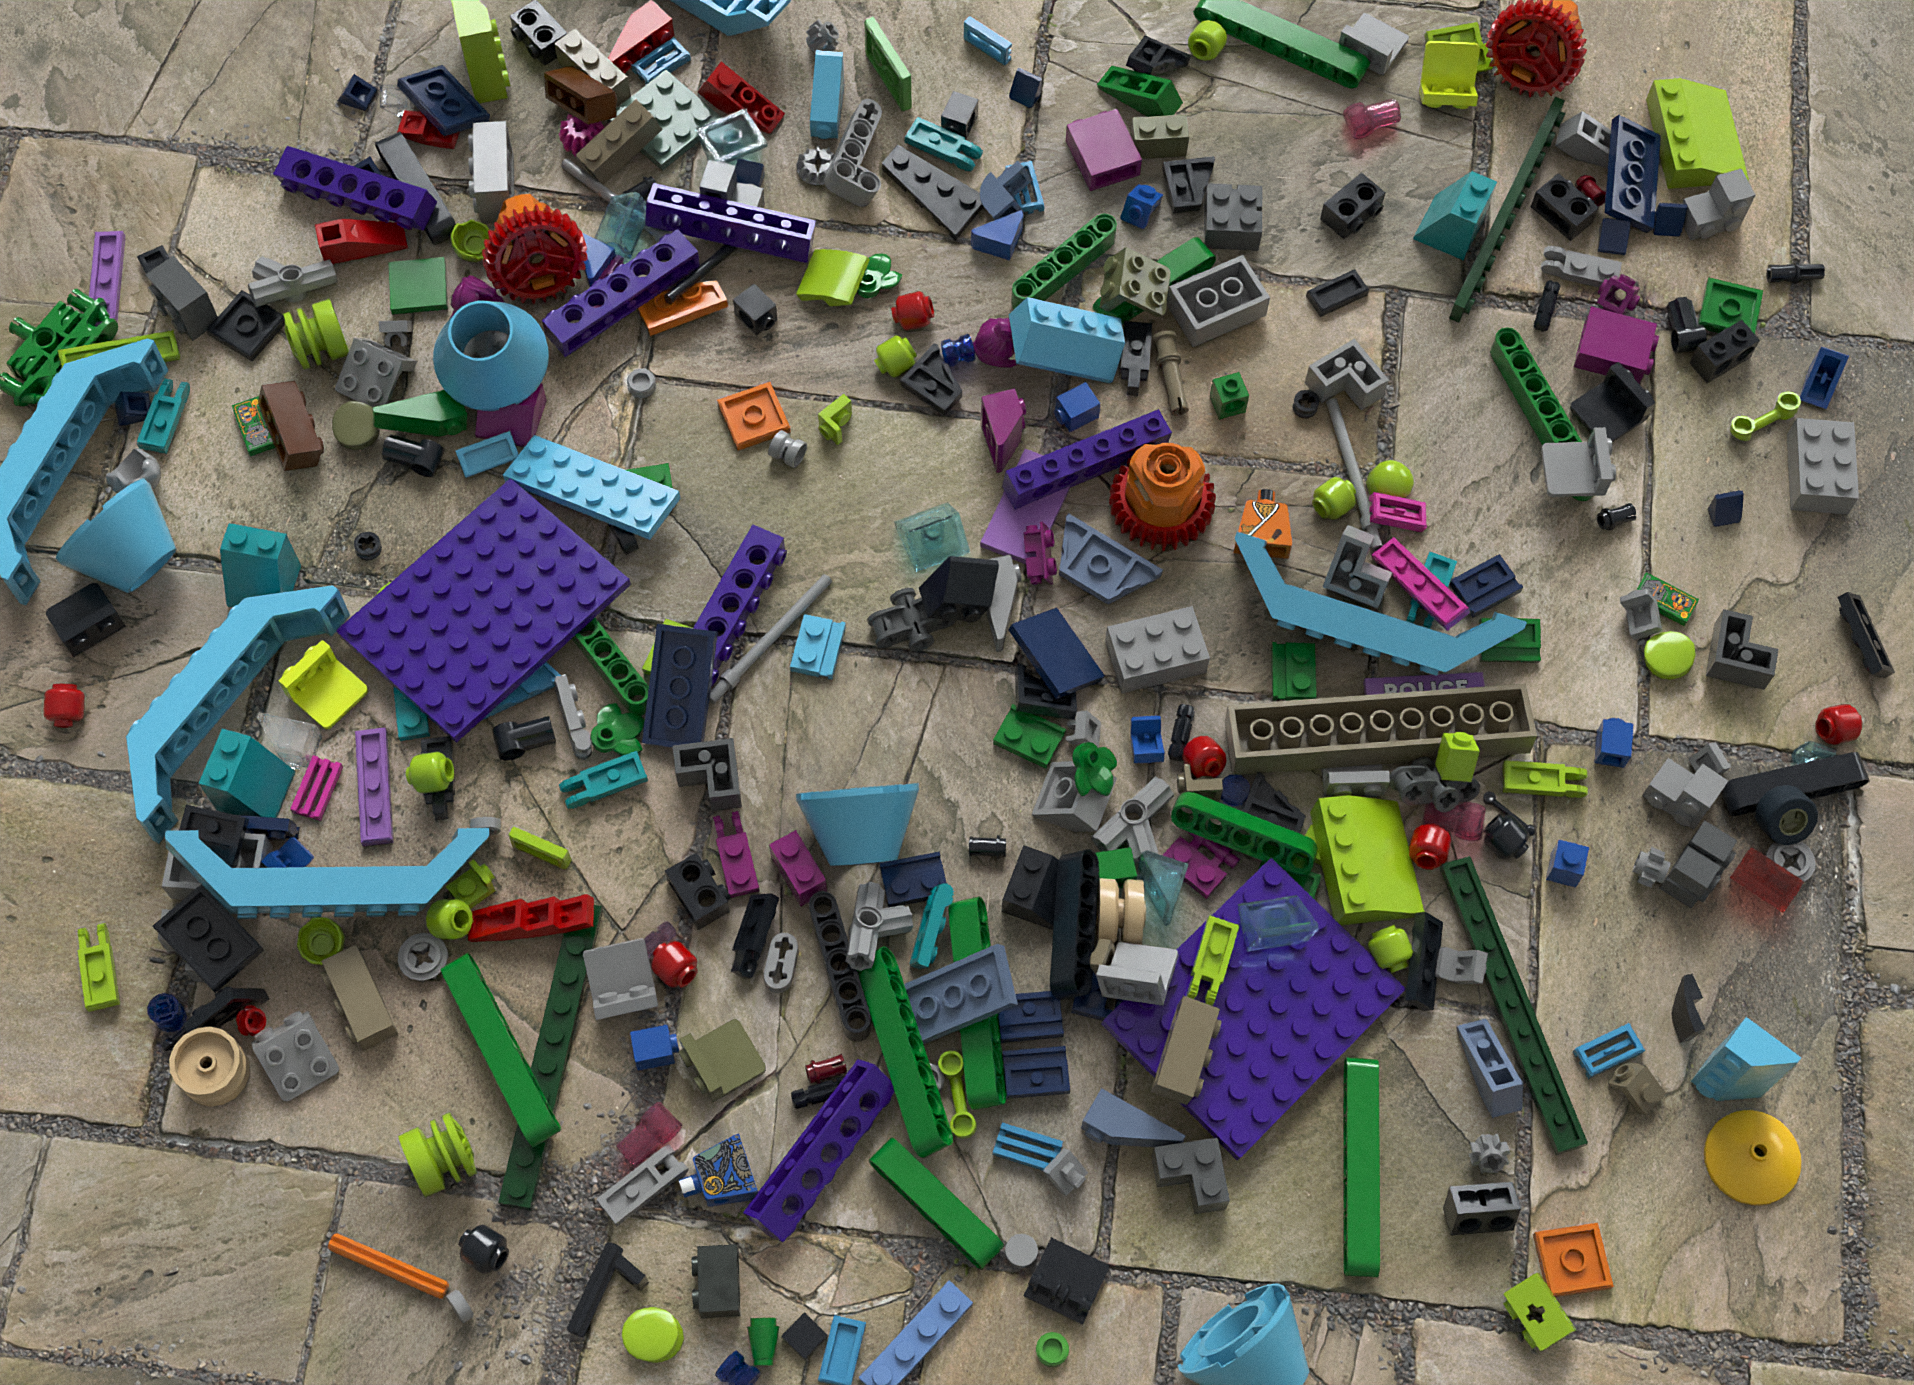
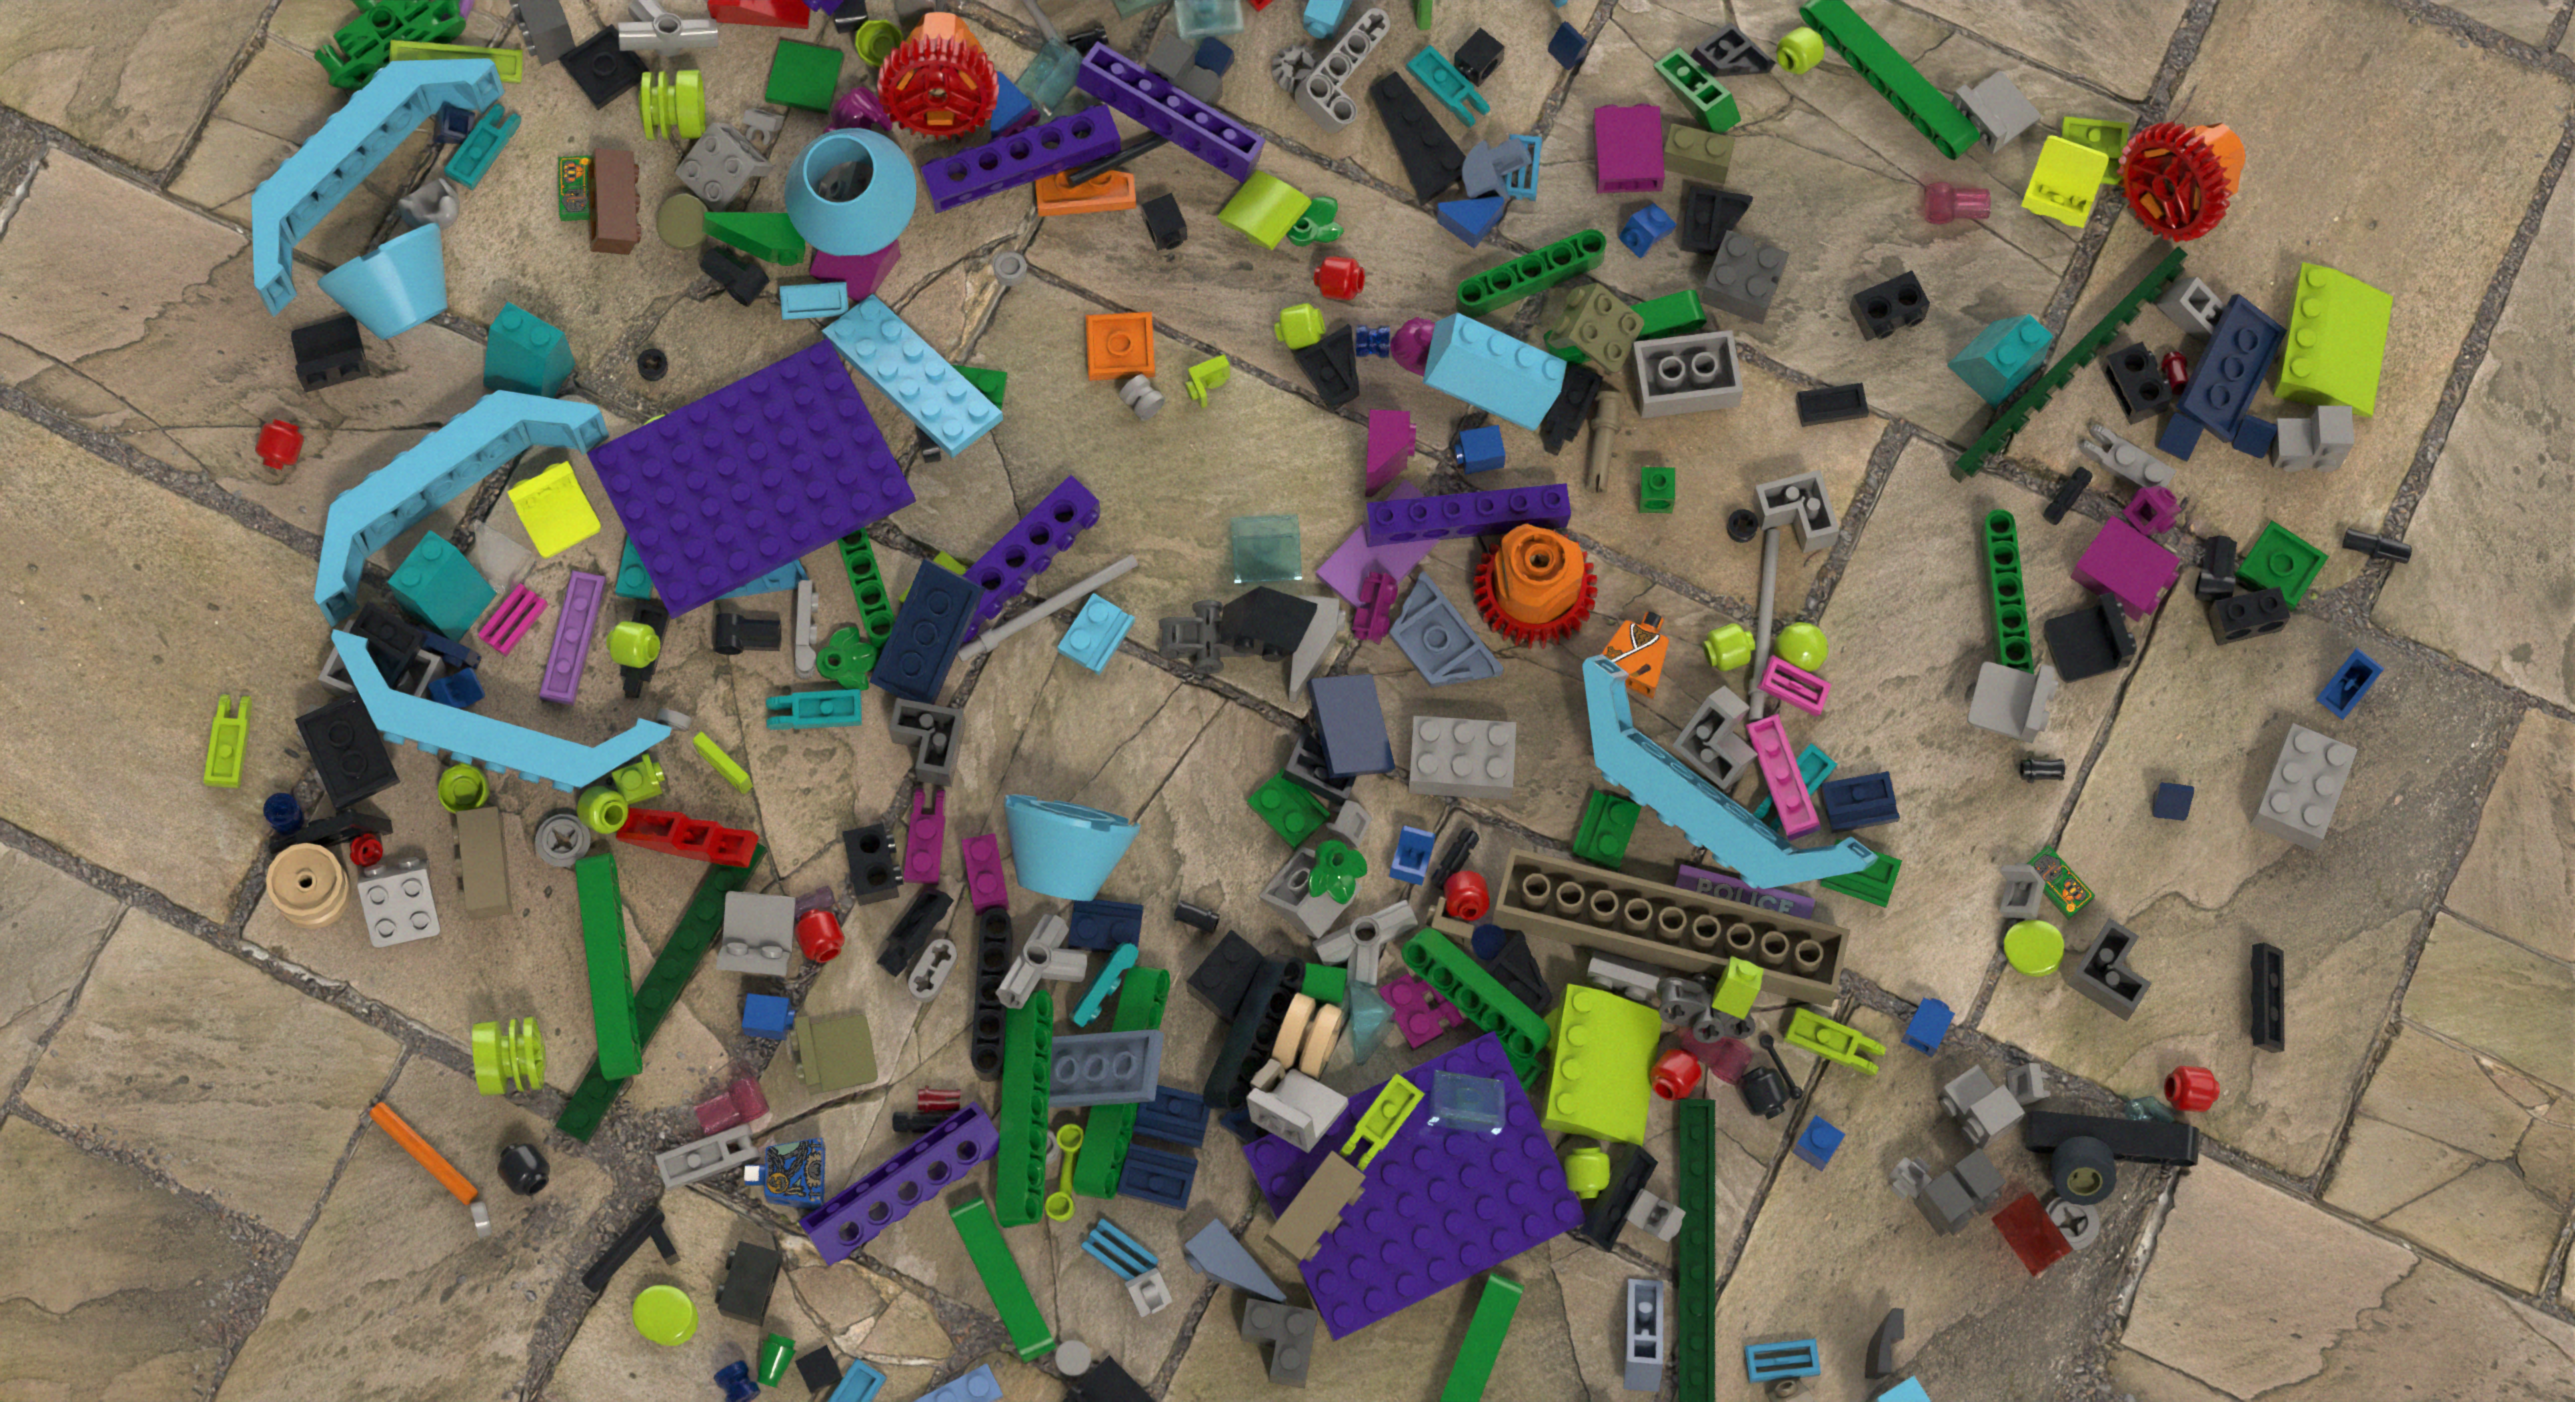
camera: 20 degrees right, 5 degrees up
(1785, 408) = (2295, 704): lime bar -> none

